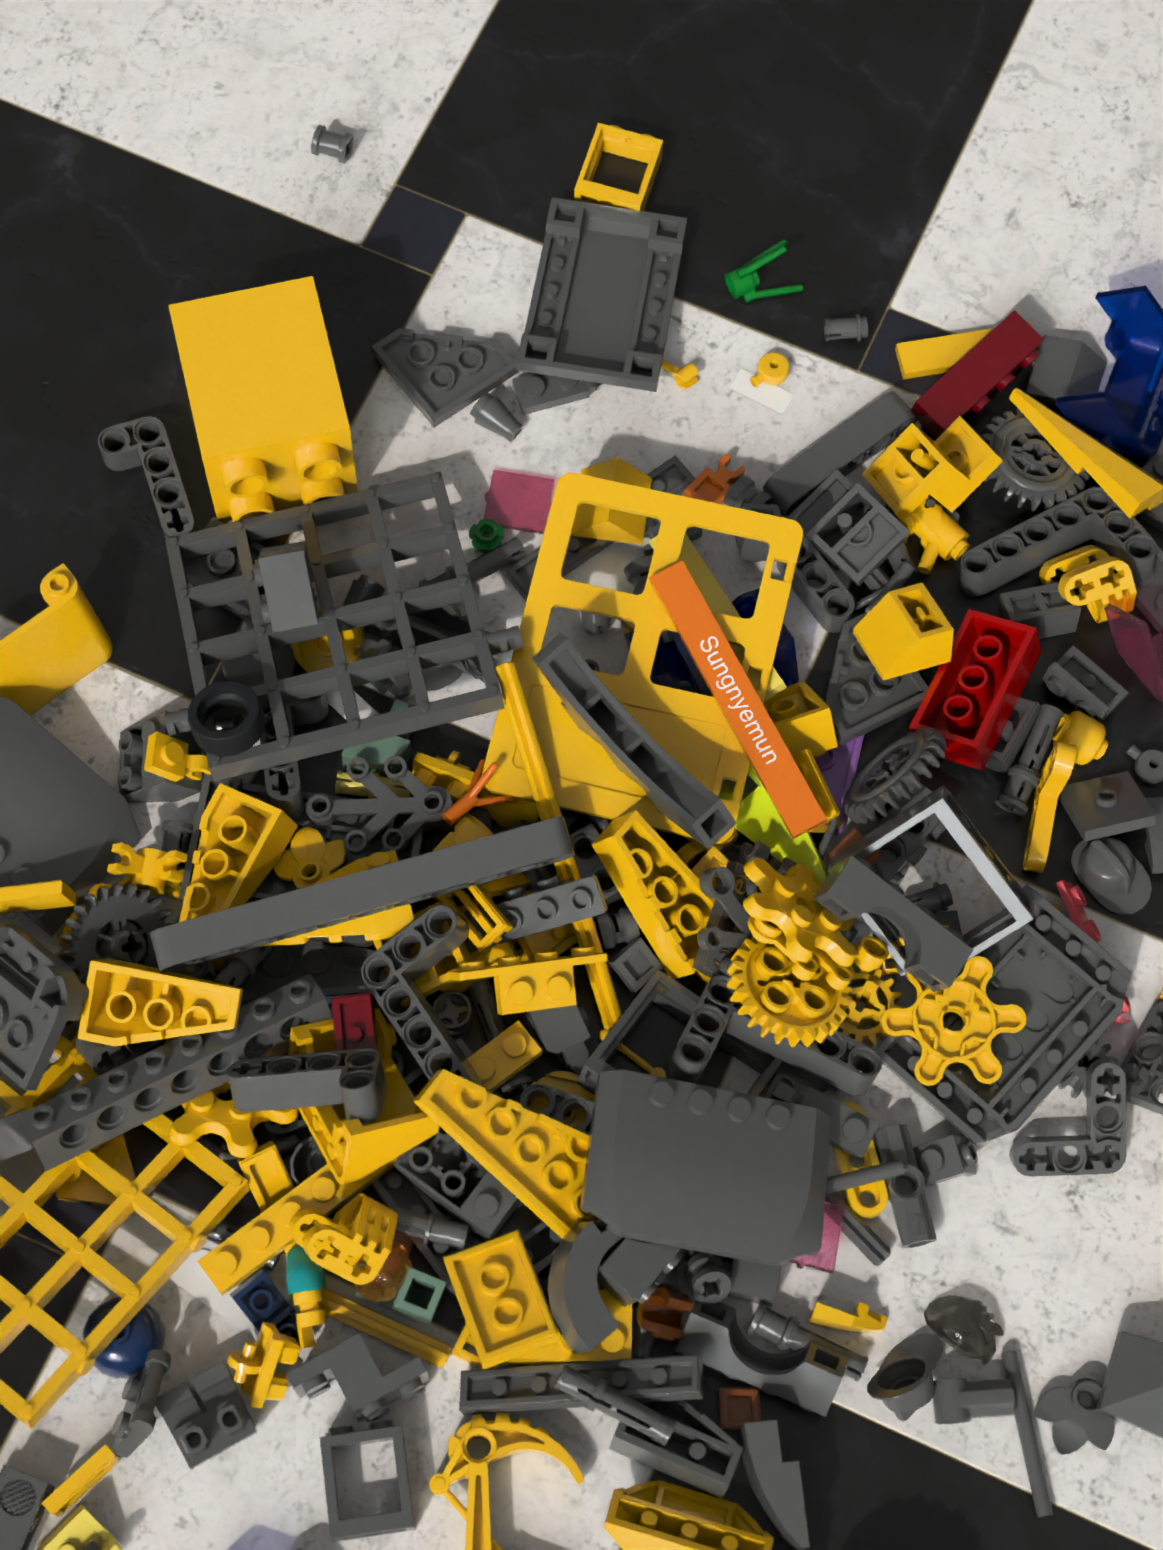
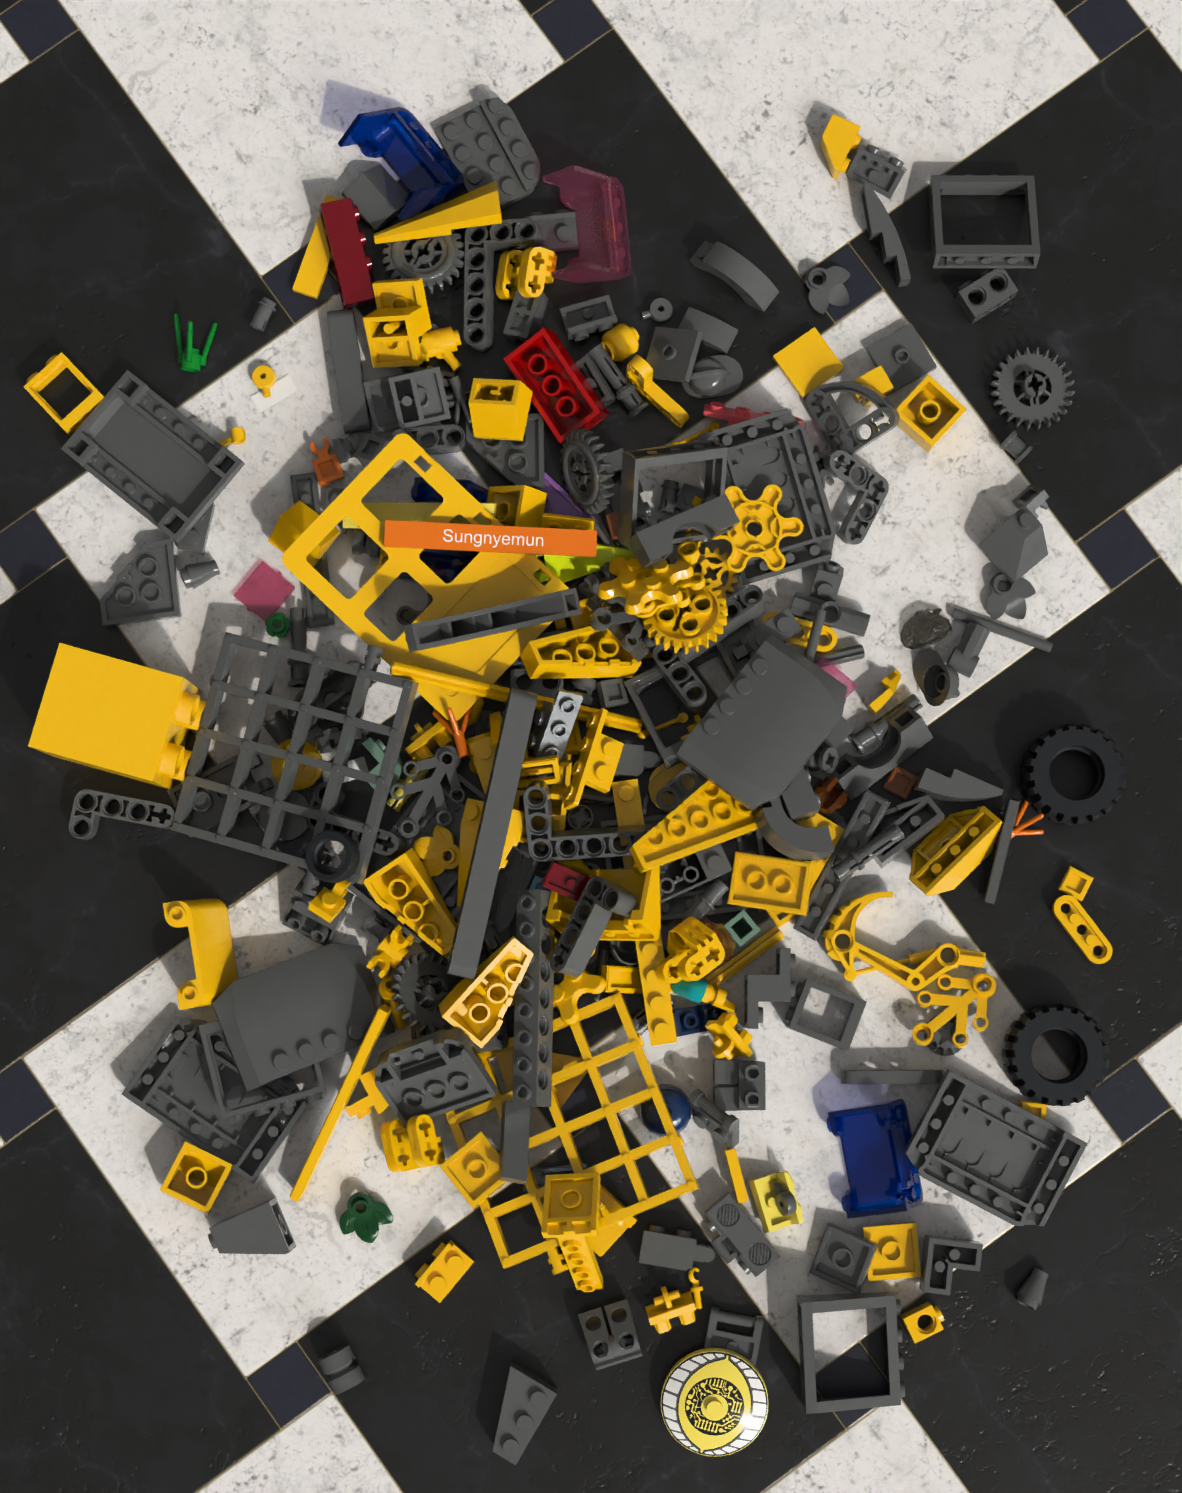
camera: 55 degrees left, 15 degrees up
(287, 586) = (256, 770): dark grey brick -> none

